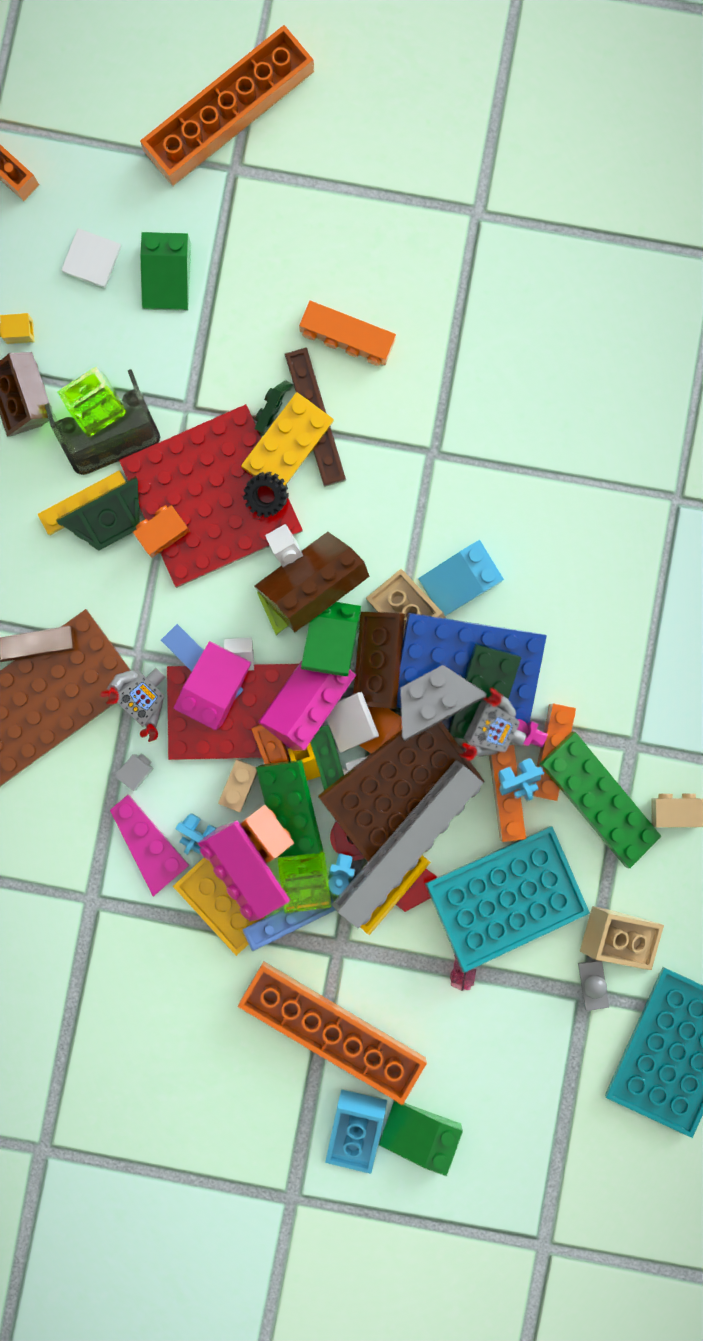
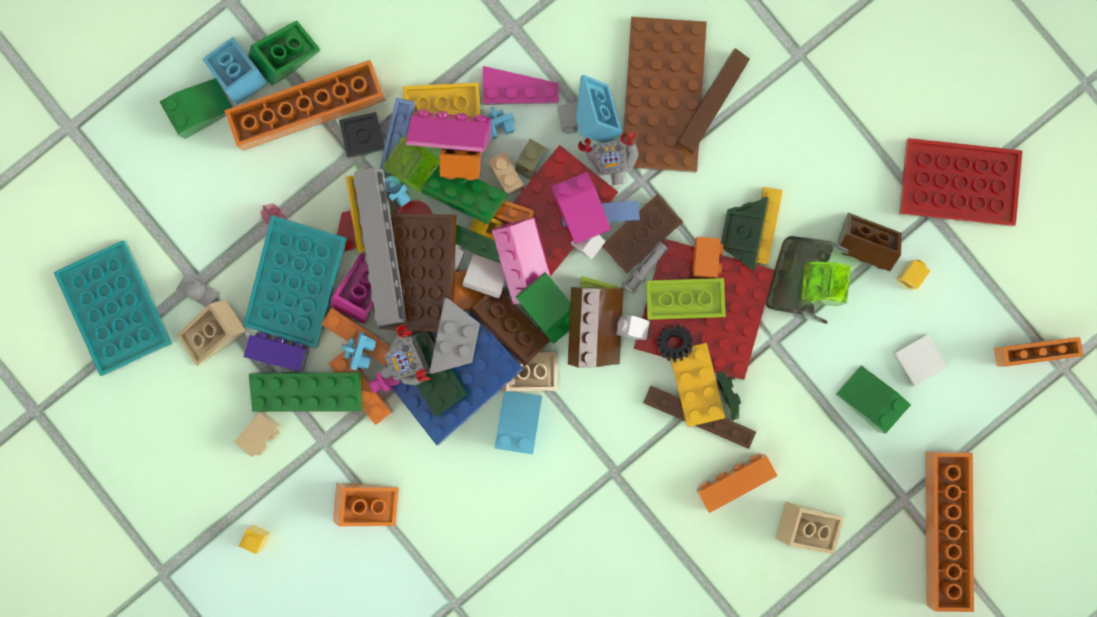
camera: 135 degrees right, 0 degrees up
(107, 749) = (596, 111): none -> medium azure slope
(194, 610) = (639, 237): none -> reddish brown plate
(204, 774) = (531, 159): none -> olive torso
(216, 518) = (685, 298): none -> lime plate
(230, 581) = (638, 275): none -> light grey pin
(299, 1099) = (283, 52): none -> green slope
(315, 955) = (362, 135): none -> black plate
(333, 233) = (809, 528): none -> tan slope
(468, 833) = (354, 293): none -> dark pink slope
(587, 860) = (276, 352): none -> dark purple brick
(657, 656) = (365, 505): none -> orange slope

